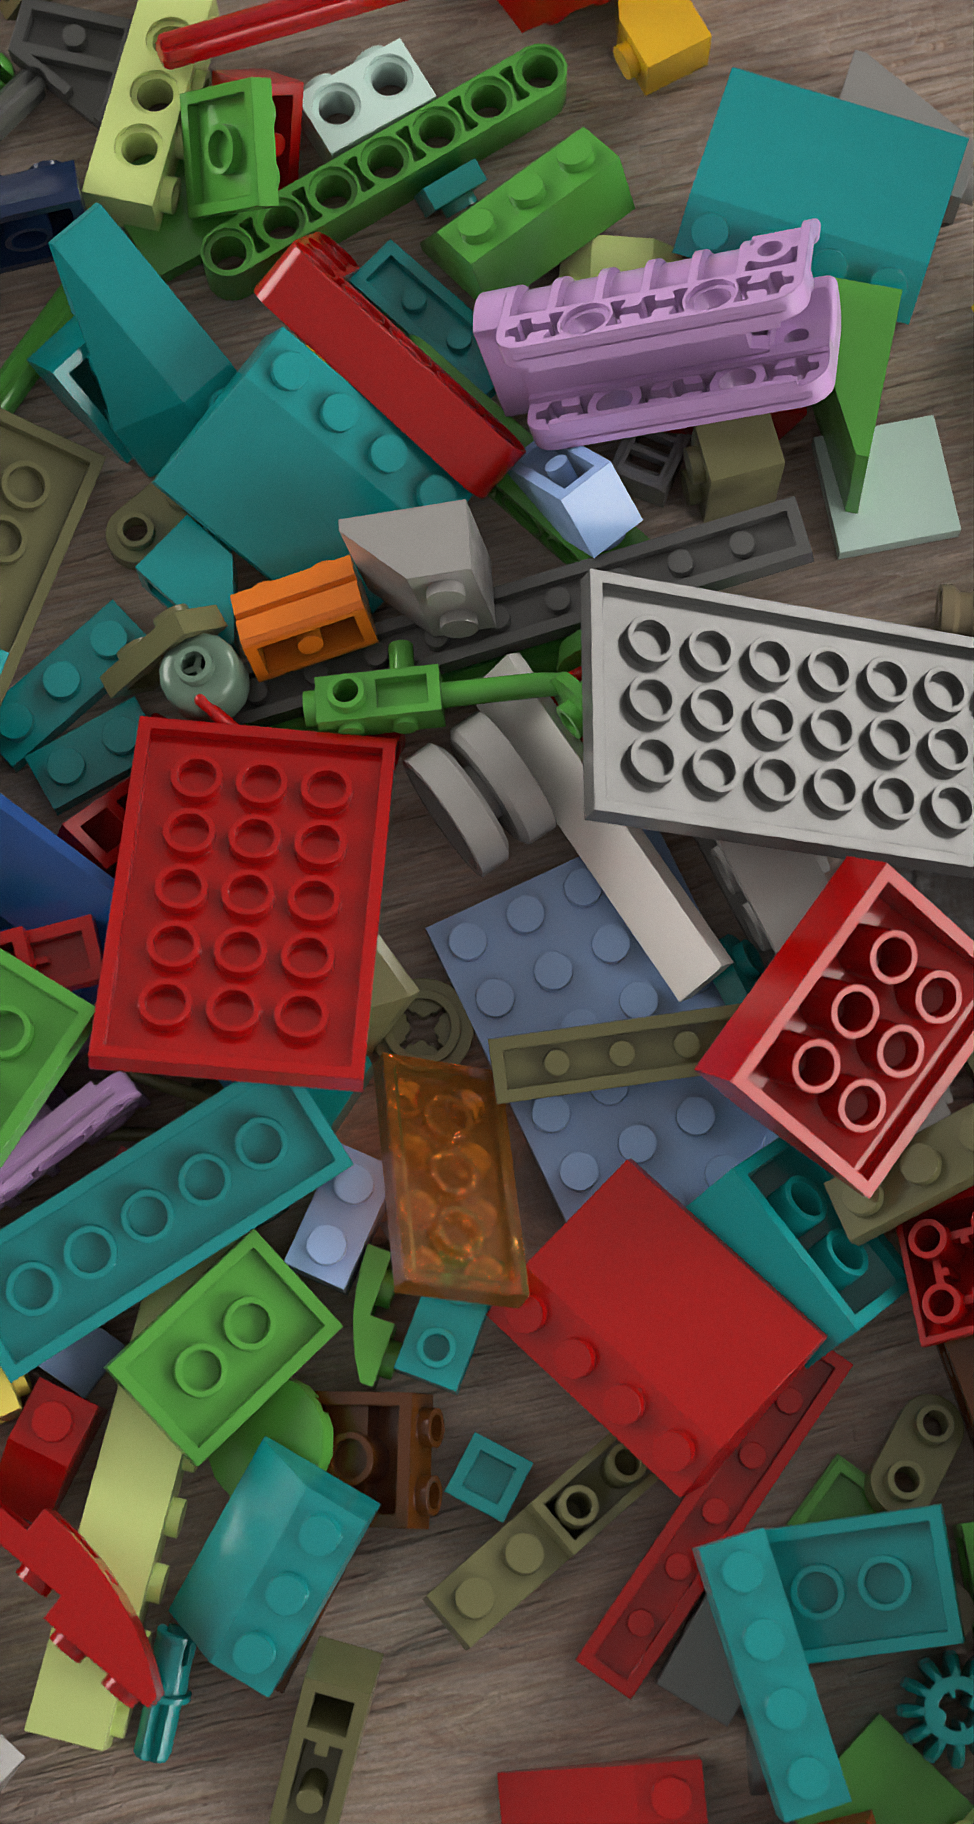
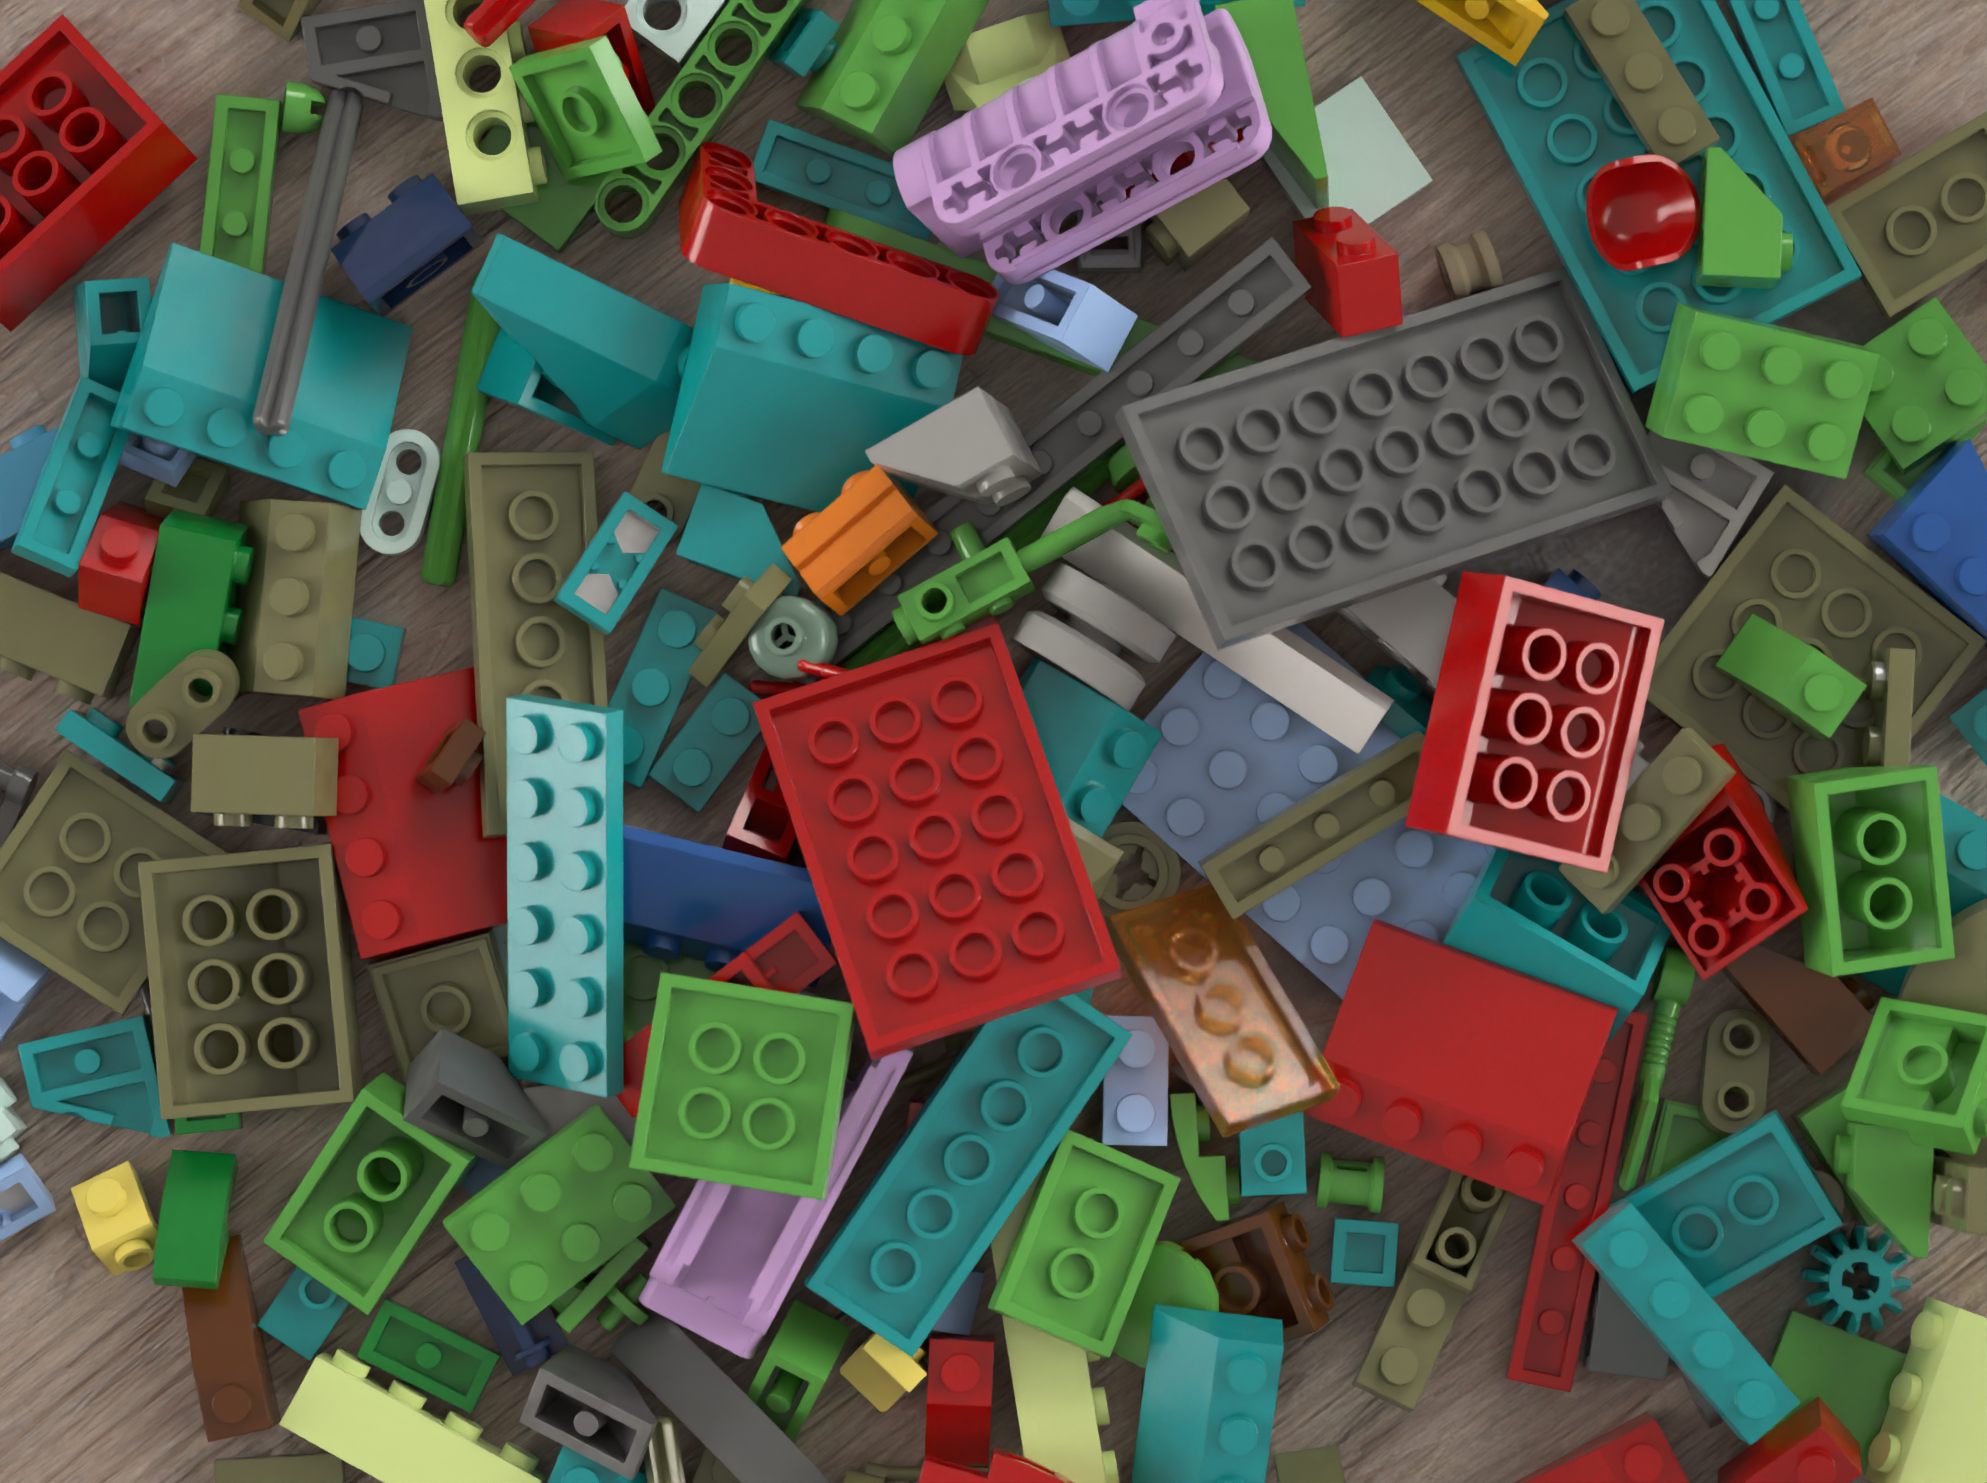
camera: 25 degrees left, 10 degrees up
(77, 552) = (615, 563): none -> teal piece
(430, 886) = (1088, 743): none -> teal slope
(504, 1404) = (1350, 1182): none -> bright green bush
(852, 563) = (1350, 271): none -> red brick
(882, 1356) = (1671, 992): none -> bright green piece

